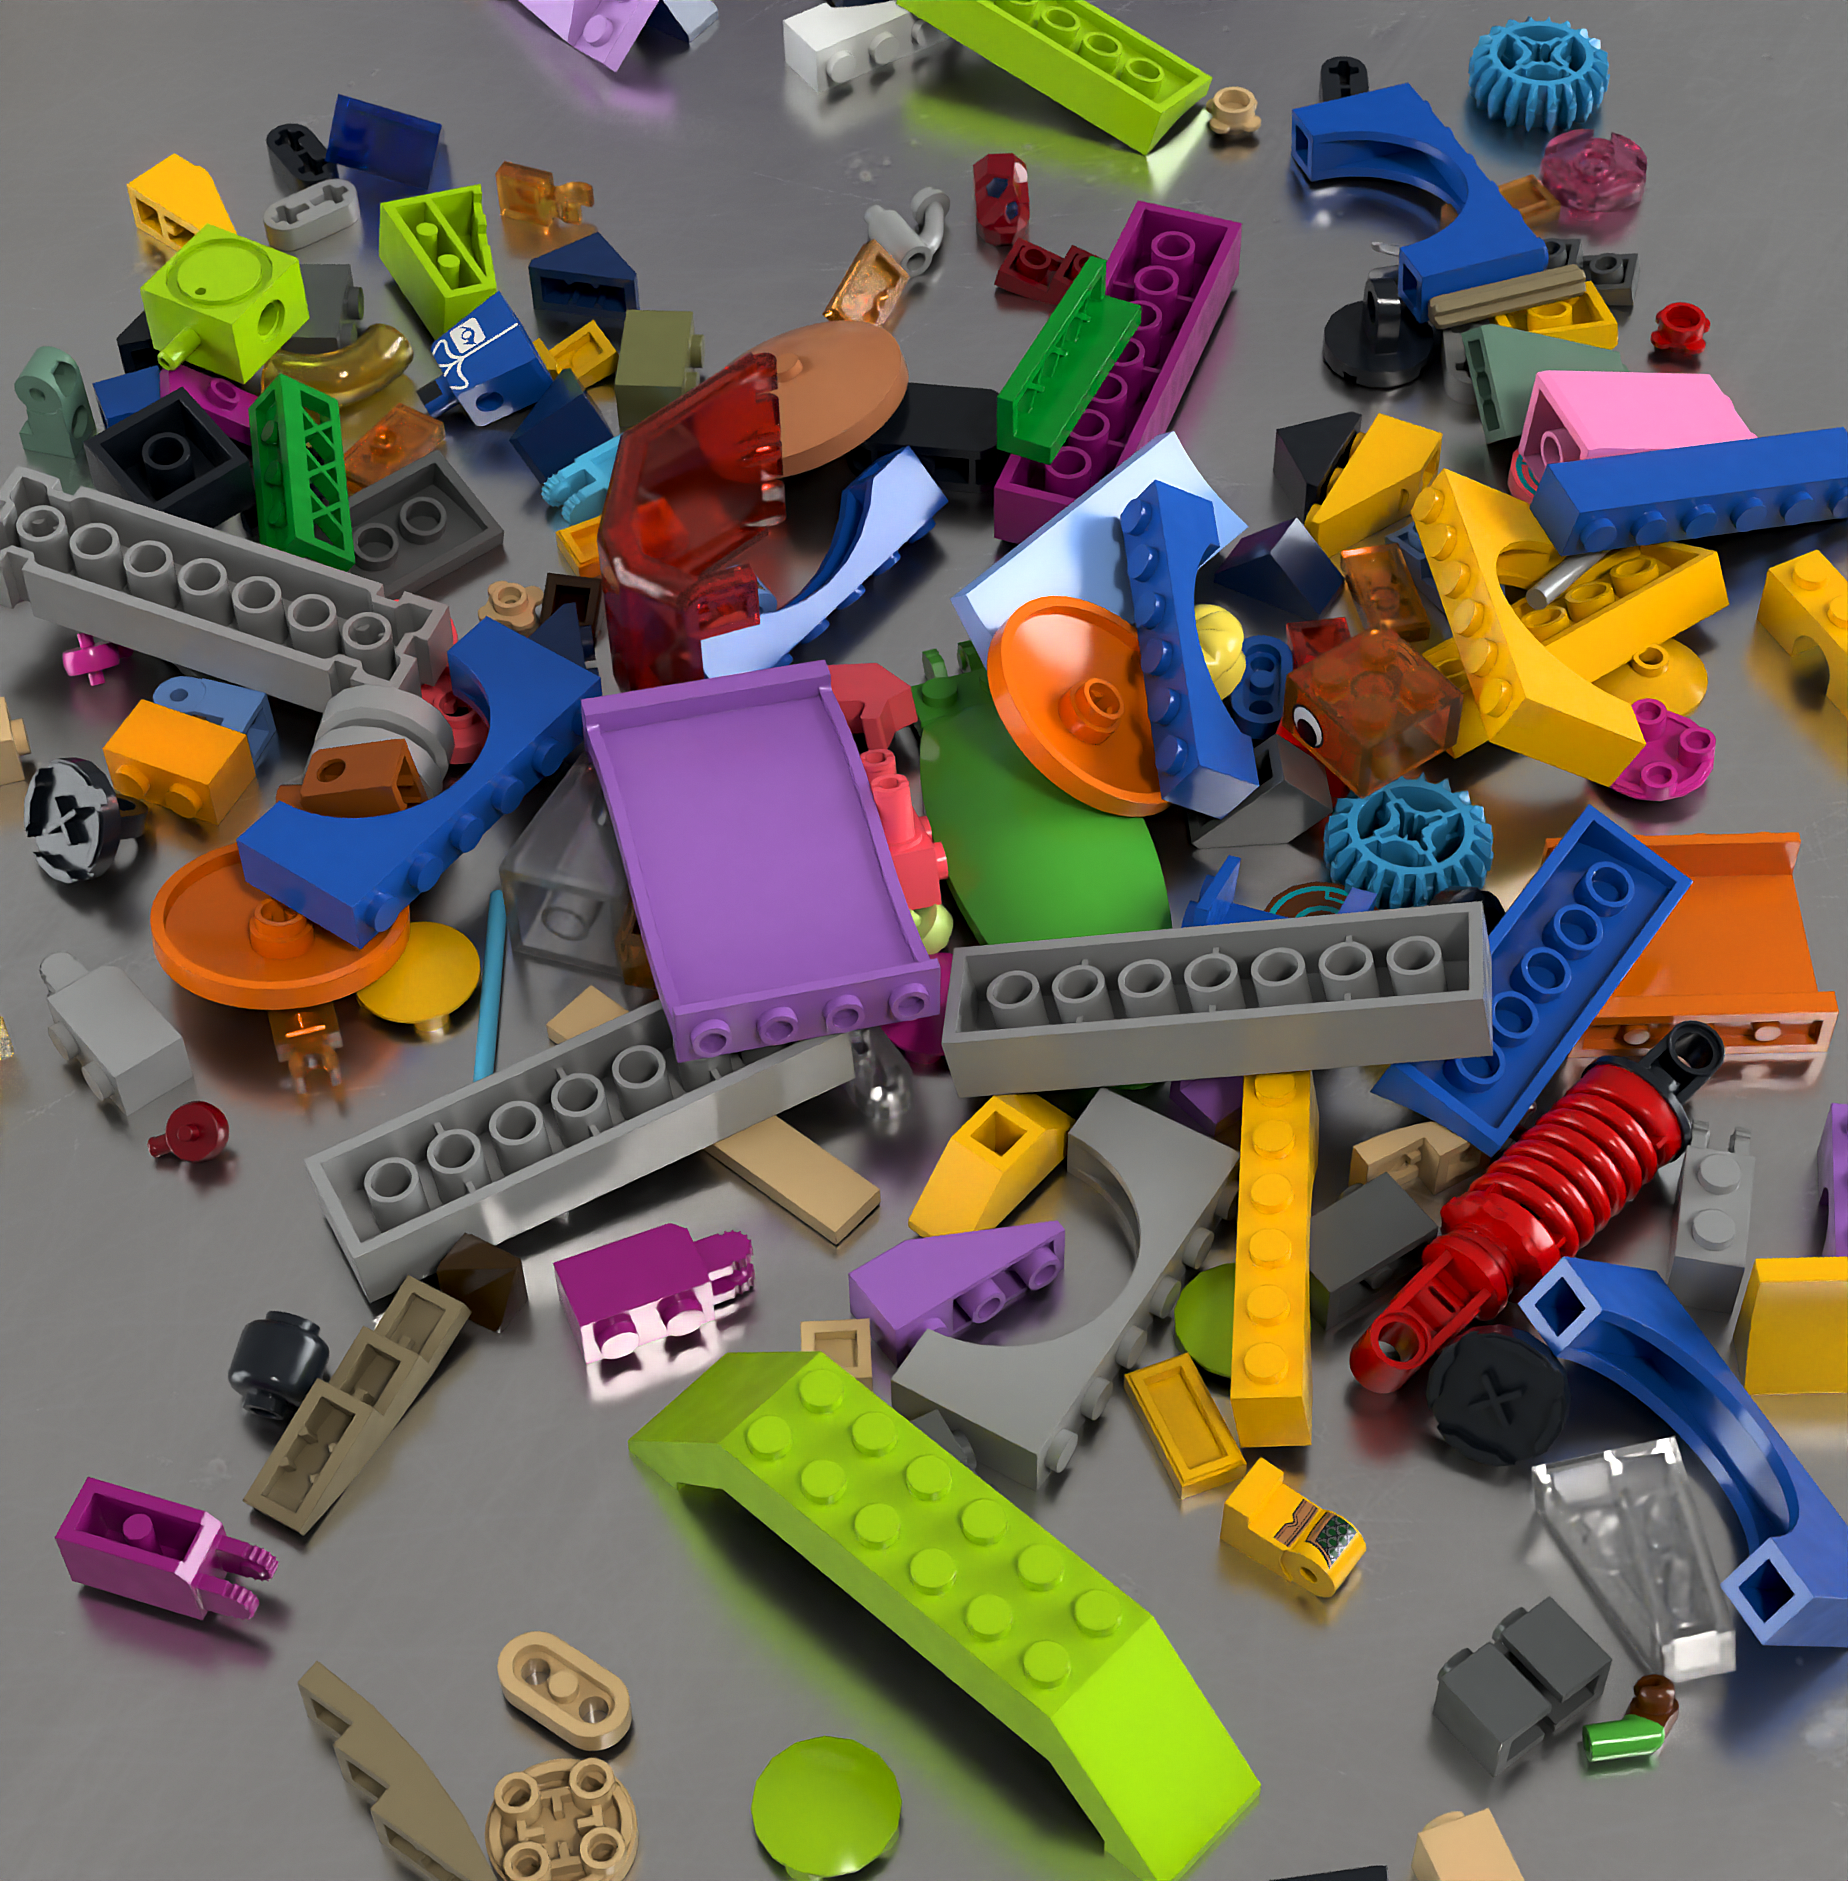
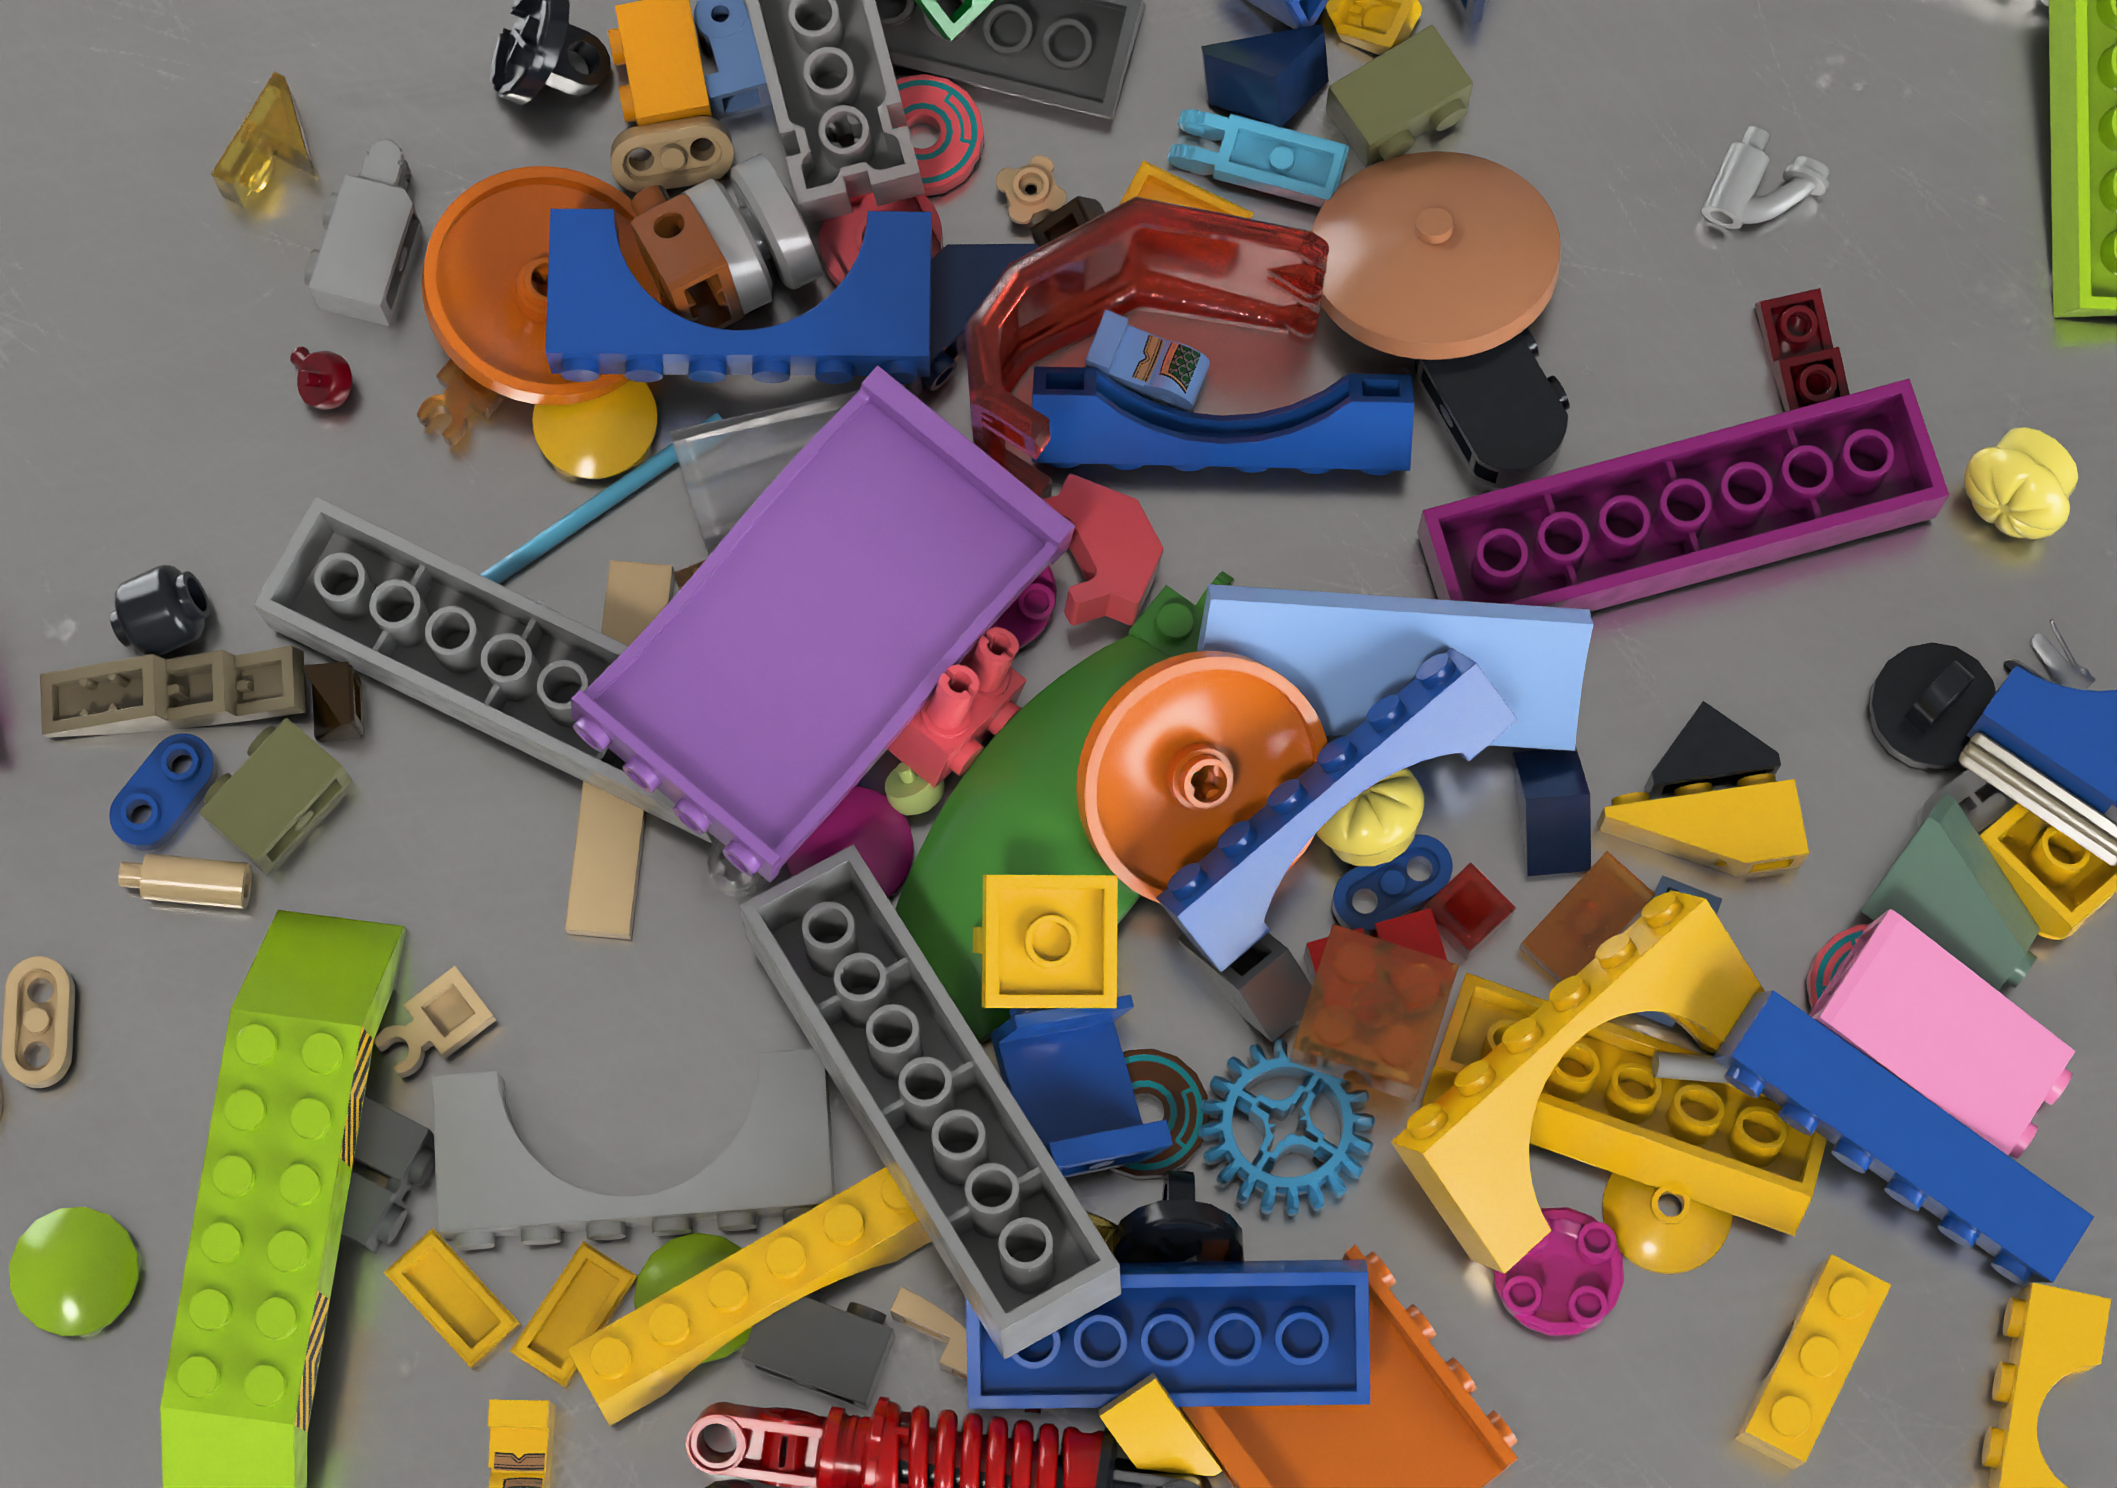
camera: 55 degrees right, 25 degrees up
(245, 793) = (672, 157): none -> tan plate
(440, 1464) = (168, 793): none -> blue plate
(526, 1374) = (274, 794): none -> olive brick
(540, 1490) = (189, 880): none -> tan cylinder
(649, 1287) = (410, 827): magenta hinge -> none
(868, 287) = (1636, 208): clear orange plate -> none
(951, 1281) = (554, 1041): medium lavender slope -> none
(992, 1165) = (701, 1013): yellow slope -> none
(1001, 198) = (1864, 236): dark red rock -> none
(1064, 367) = (1607, 475): green fence -> none
(1102, 1508) = (452, 1299): none -> yellow tile
(1149, 853) = (1048, 941): none -> yellow bracket
(1266, 200) = (2022, 484): none -> light yellow piece
(1612, 1025) = (1156, 1431): none -> yellow slope

